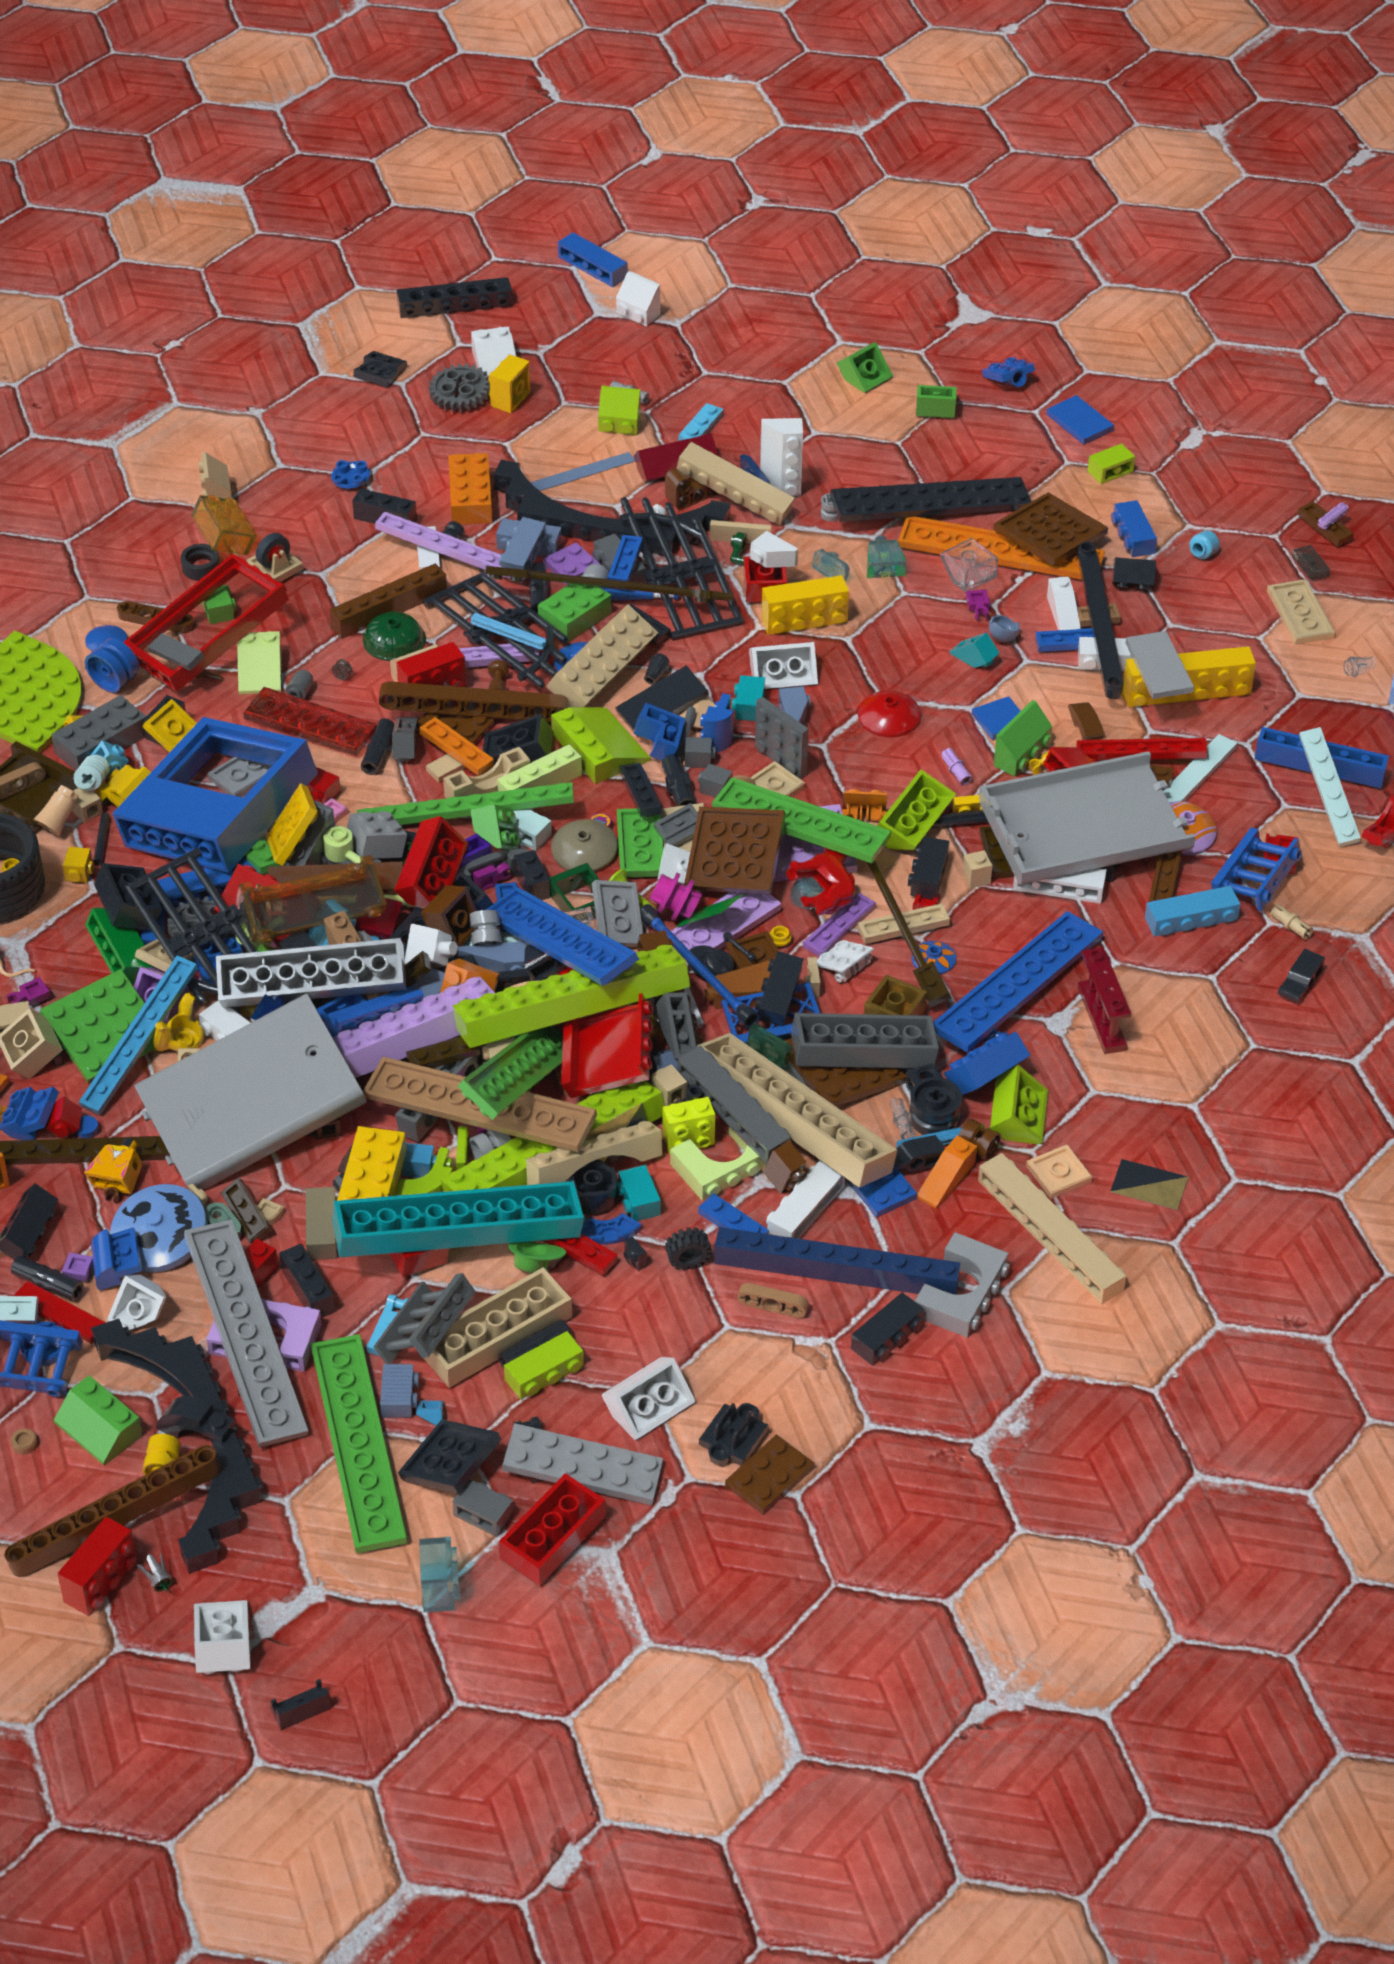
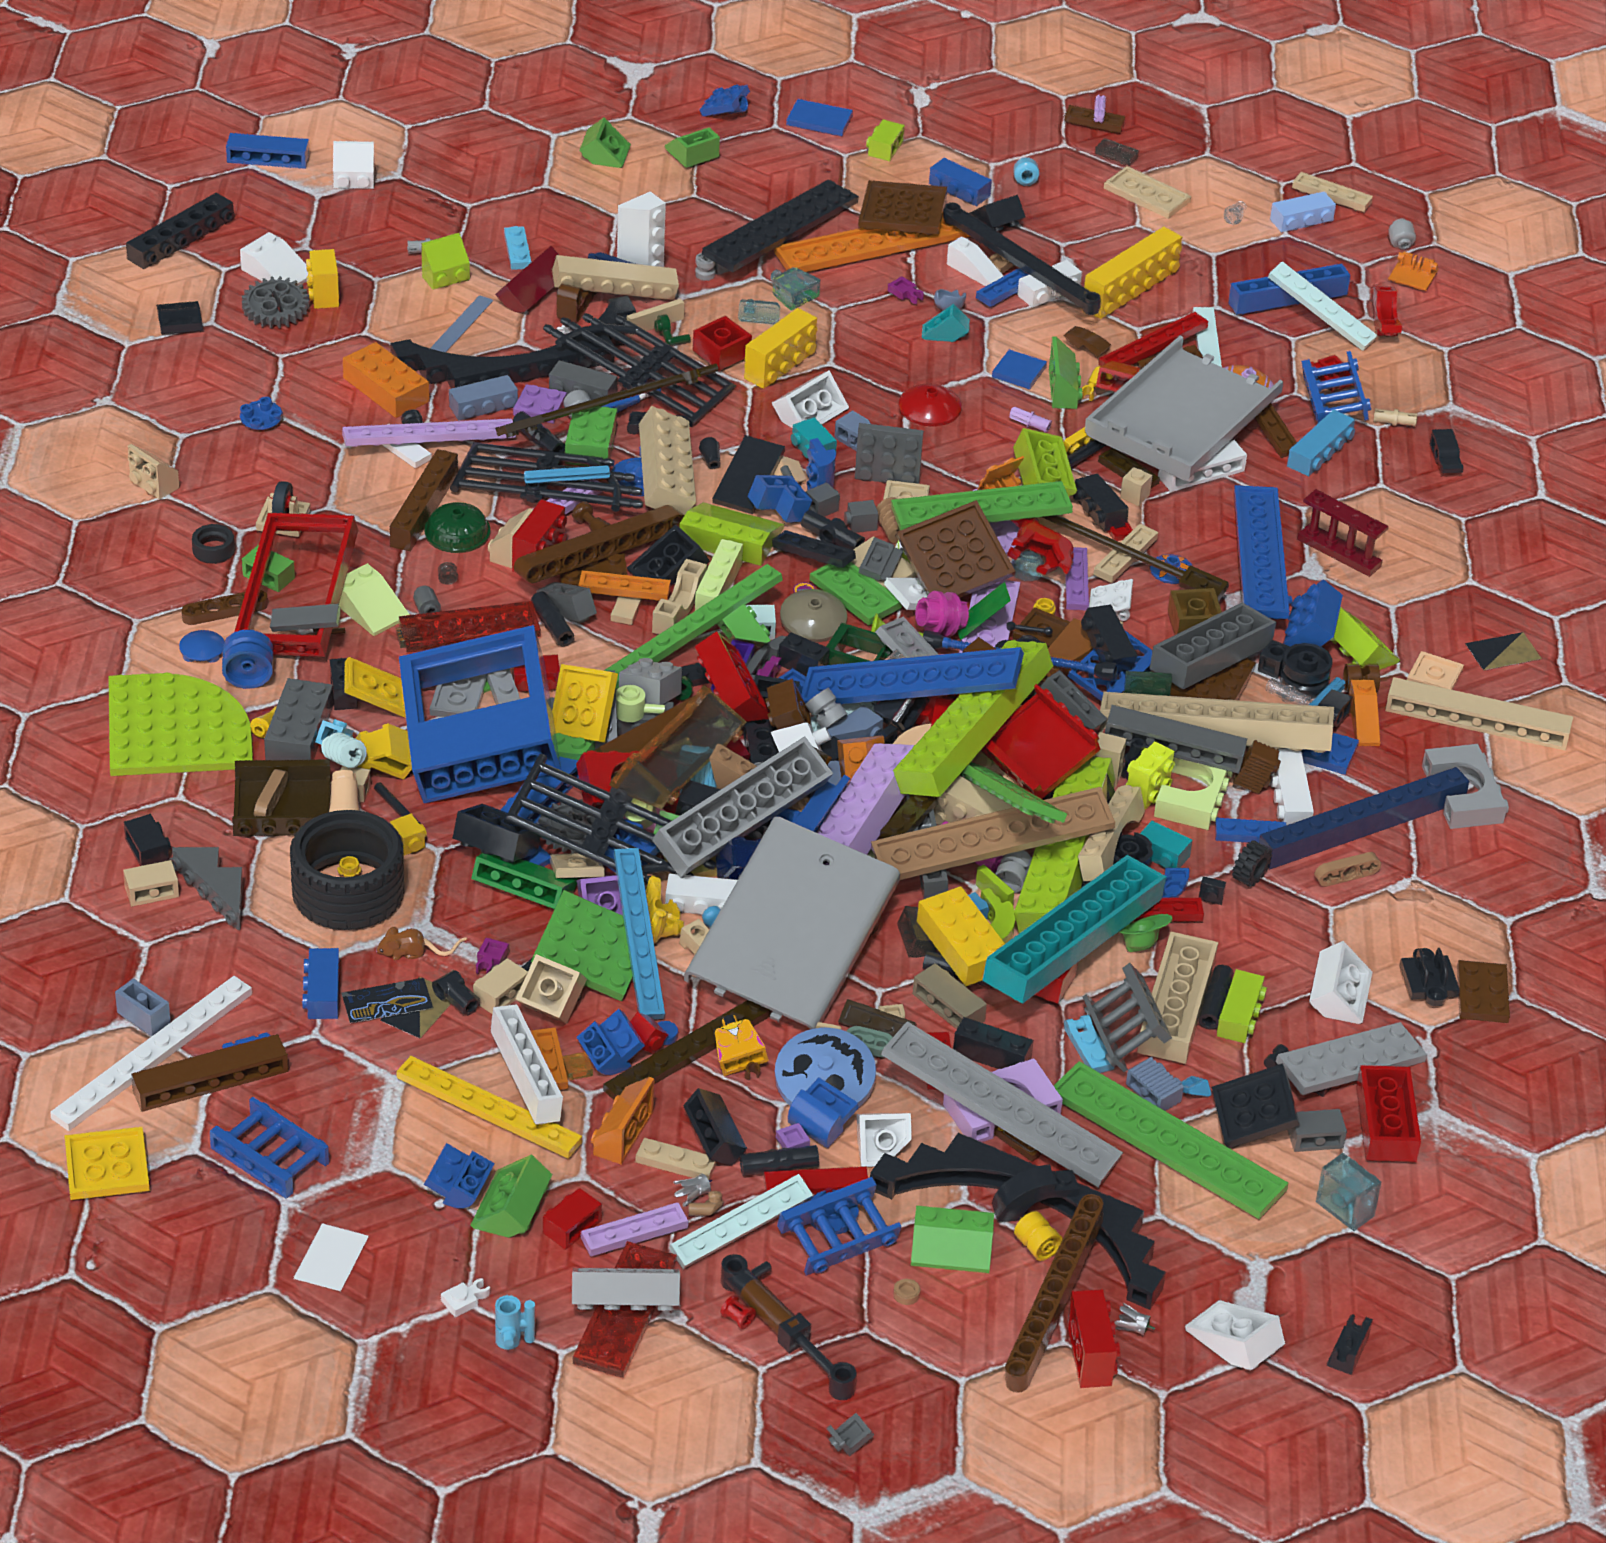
camera: 40 degrees left, 5 degrees down
(224, 524) = (206, 500): clear yellow brick -> none
(370, 505) = (326, 428): black brick -> none
(524, 545) = (499, 400): sand blue brick -> none
(626, 558) = (599, 373): blue plate -> none
(773, 551) = (721, 313): white slope -> none
(887, 1329) = (1451, 844): black brick -> none
(970, 564) = (871, 261): clear slope -> none
(1159, 665) = (1118, 267): light grey tile -> none

